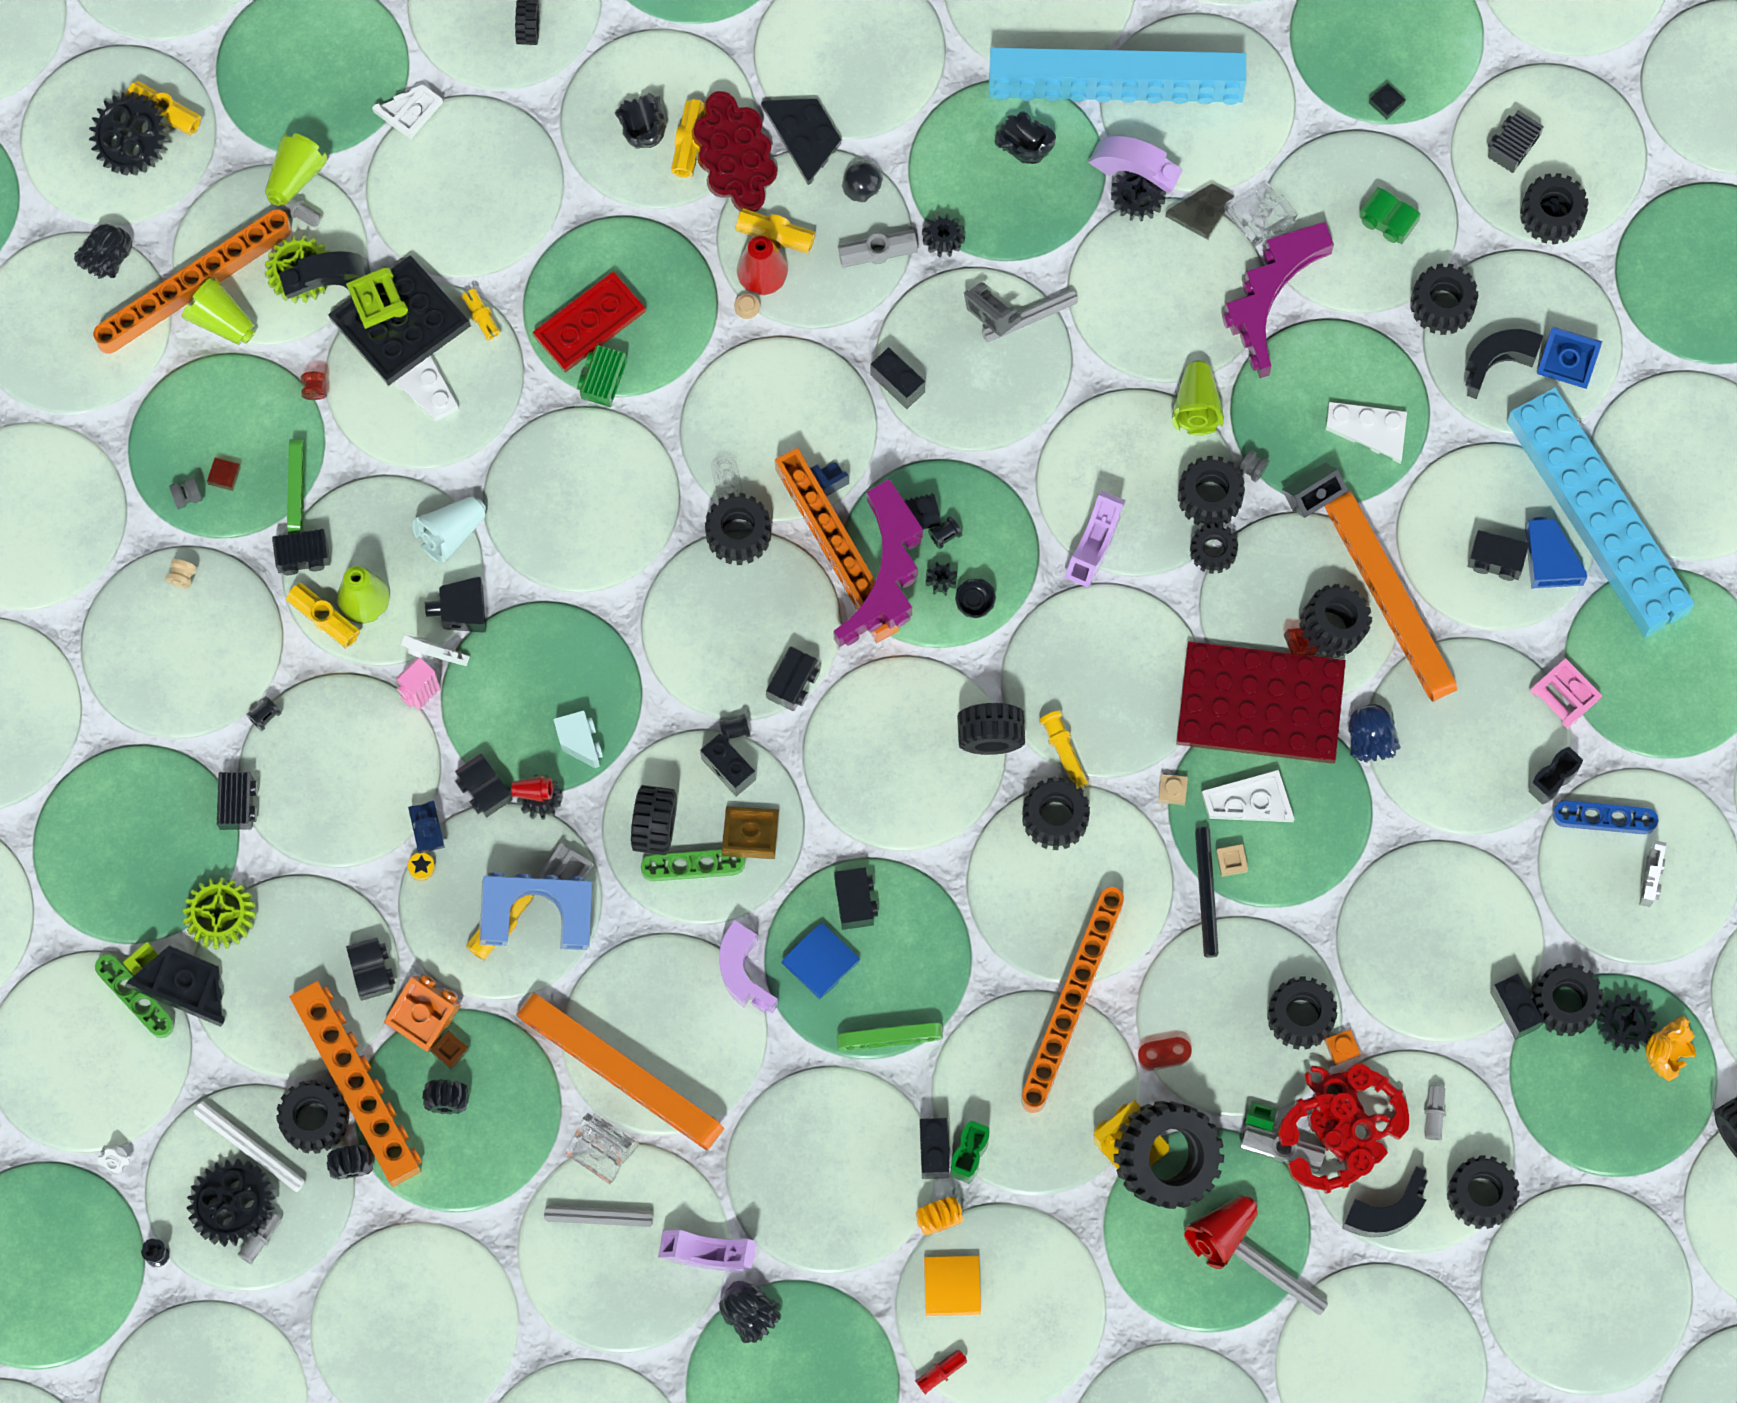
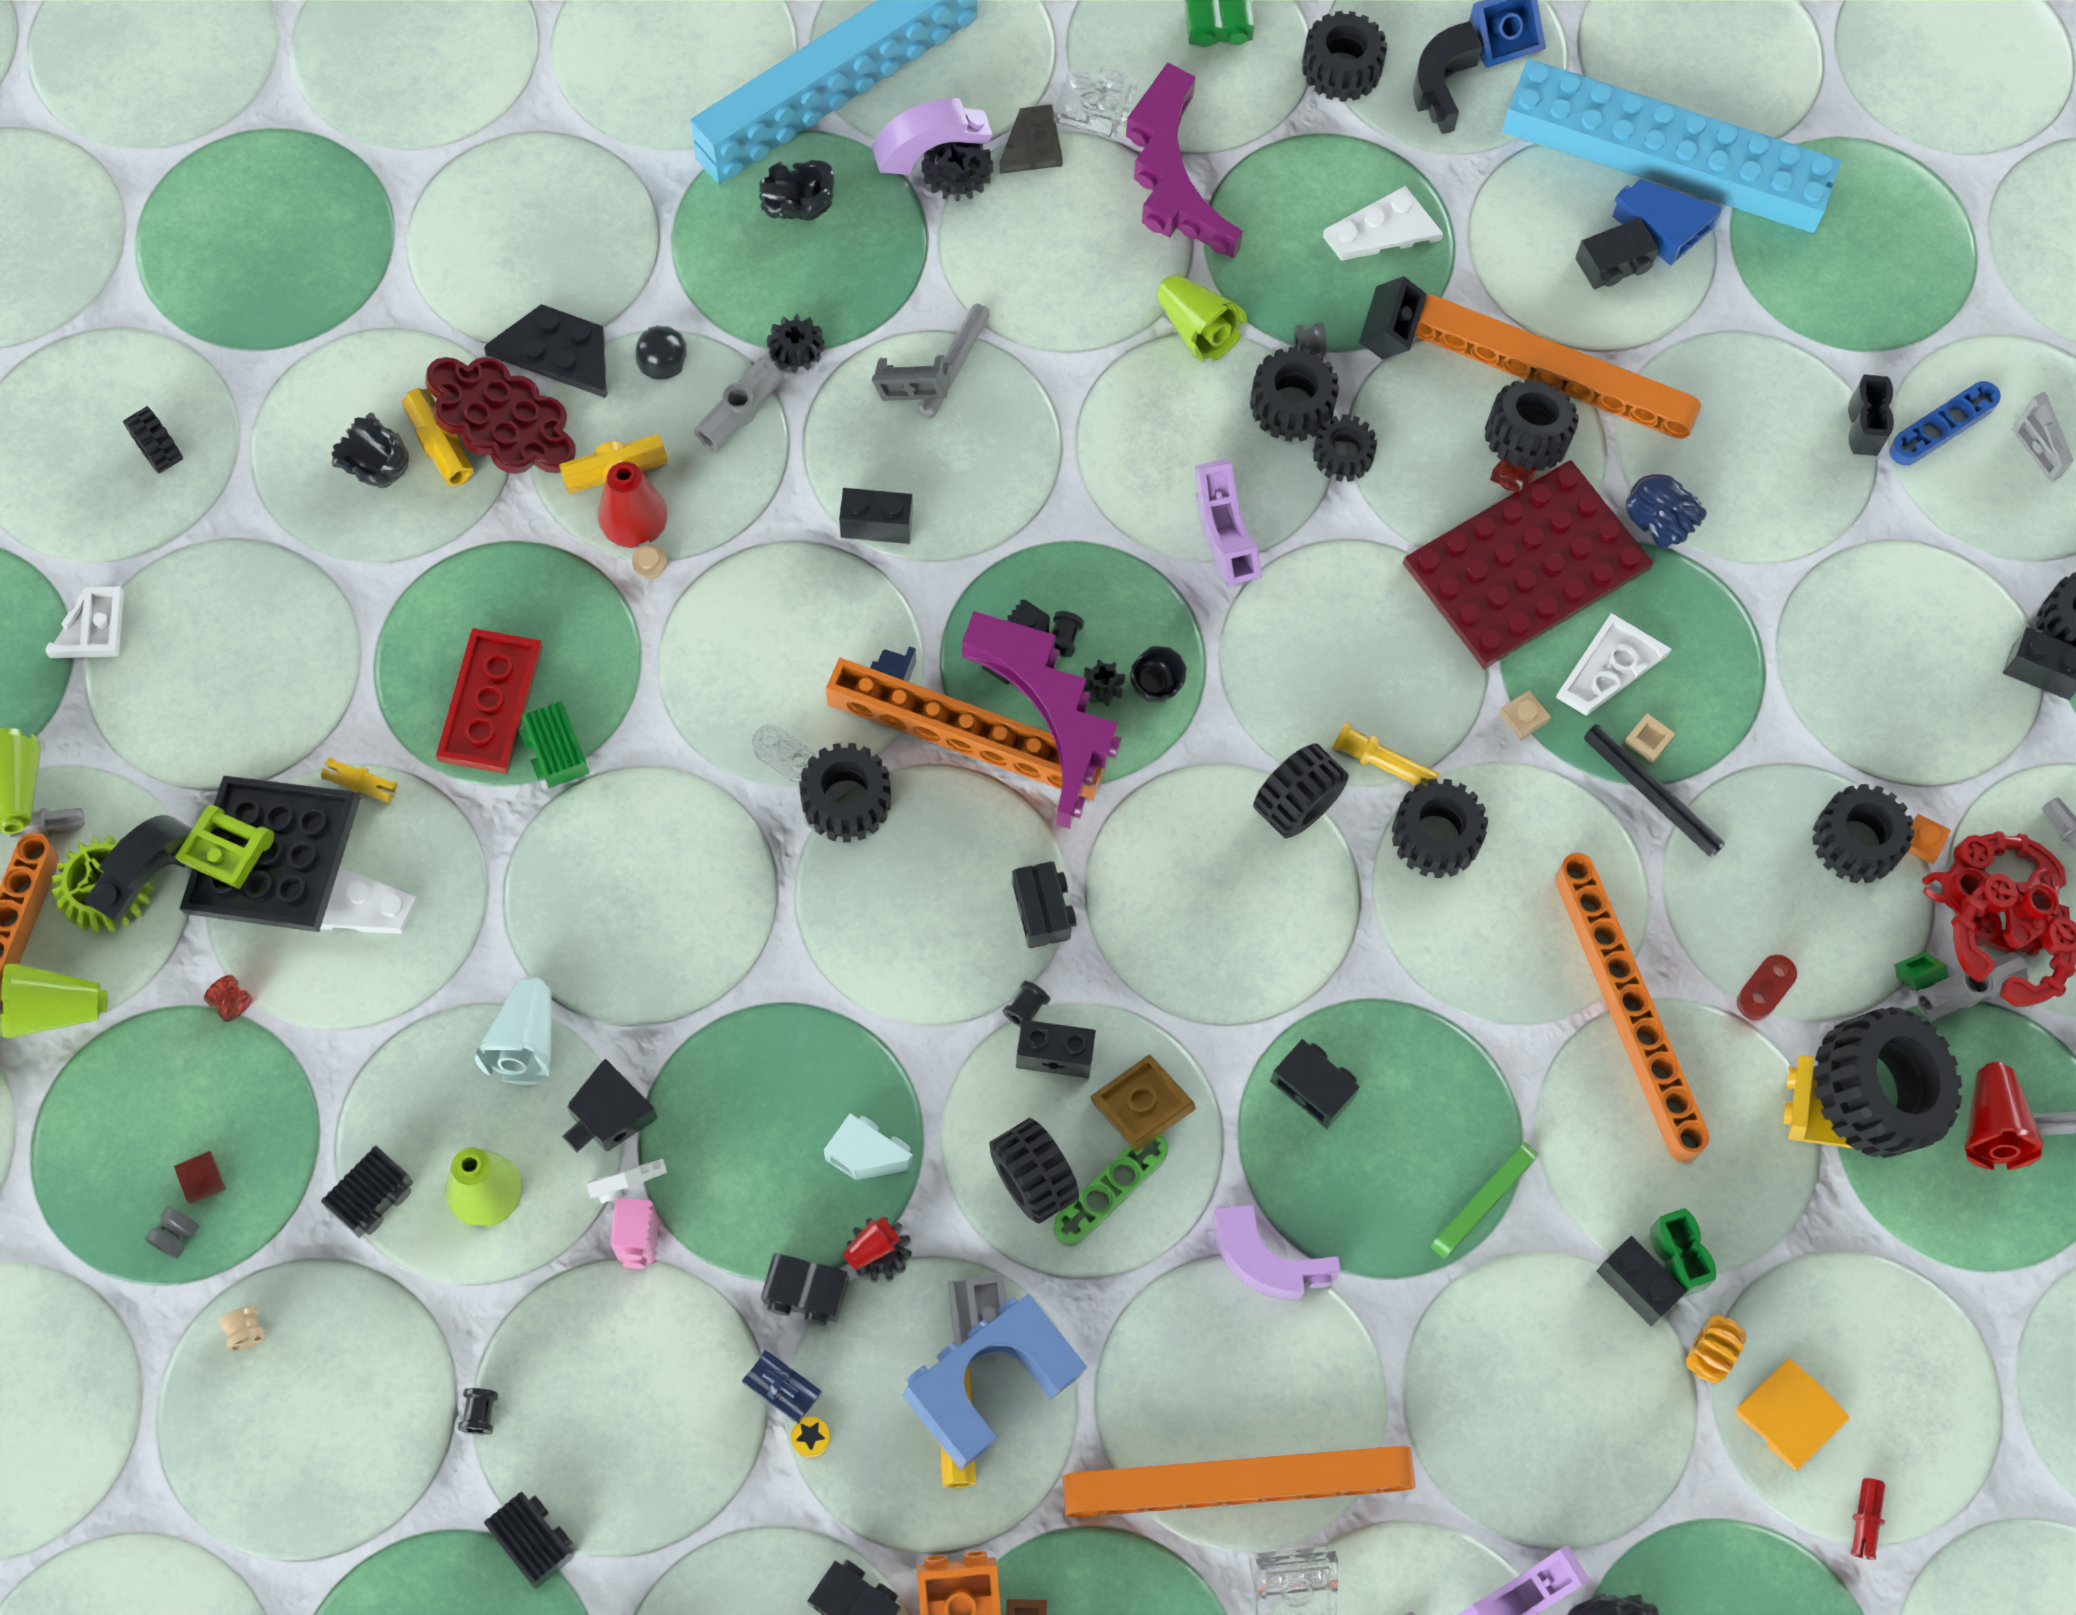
camera: 45 degrees left, 5 degrees down
(296, 470) = (300, 1124): bright green beam -> none
(334, 625) = (430, 1244): yellow piece -> none
(820, 960) = (1339, 1179): blue slope -> none
(1572, 687) = (1801, 325): bright pink plate -> none

